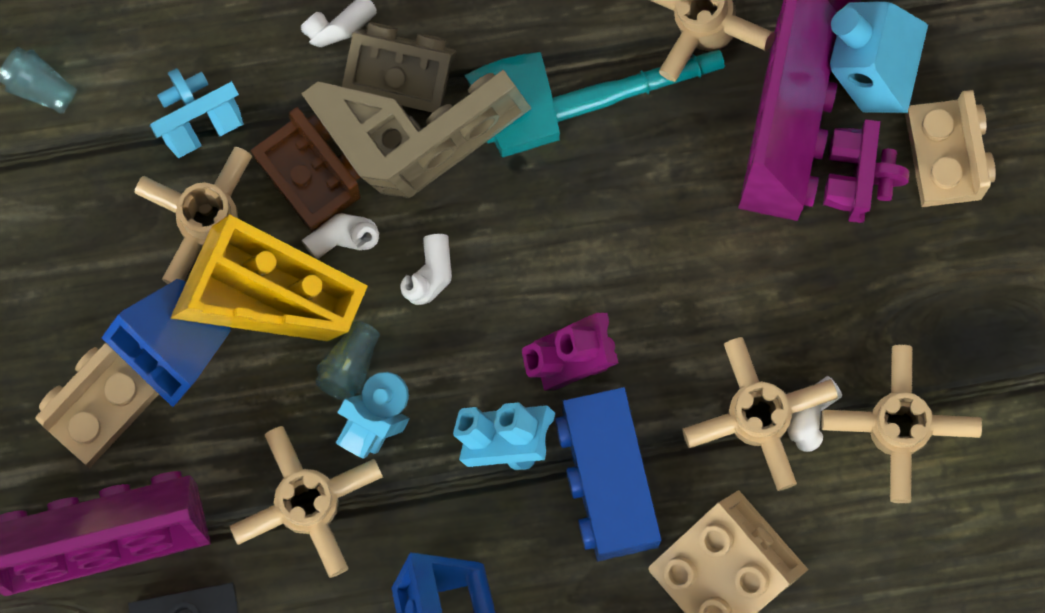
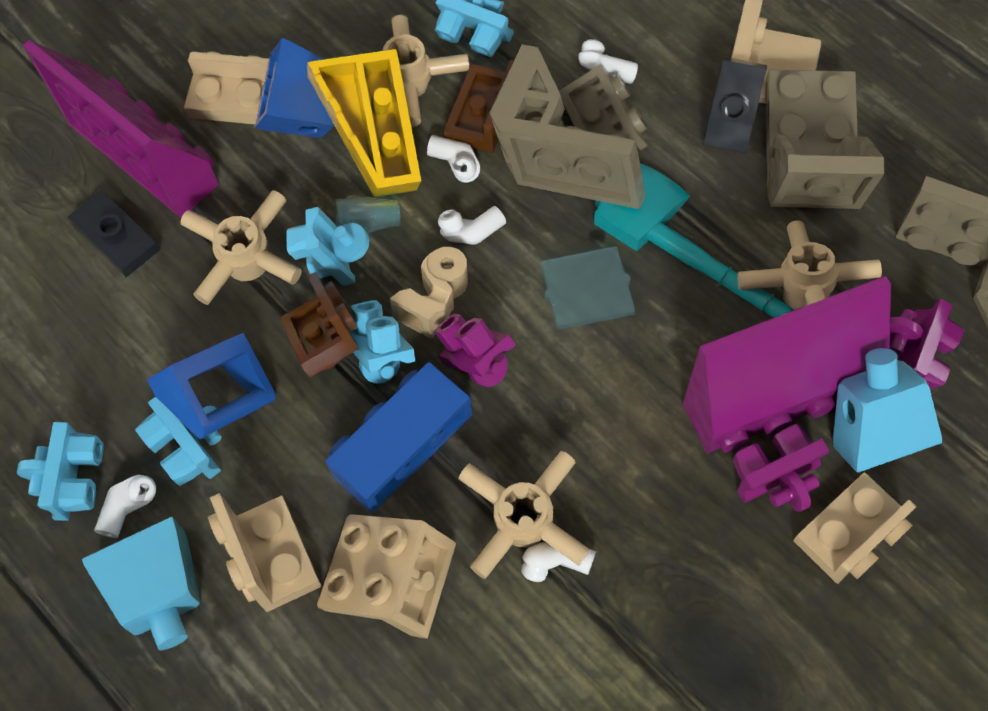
camera: 60 degrees right, 10 degrees down
(455, 480) = (321, 329): none -> reddish brown bracket
(471, 337) = (443, 279): none -> tan leg
(567, 210) = (587, 288): none -> clear light blue piece
(887, 436) = (590, 649): tan bar -> none

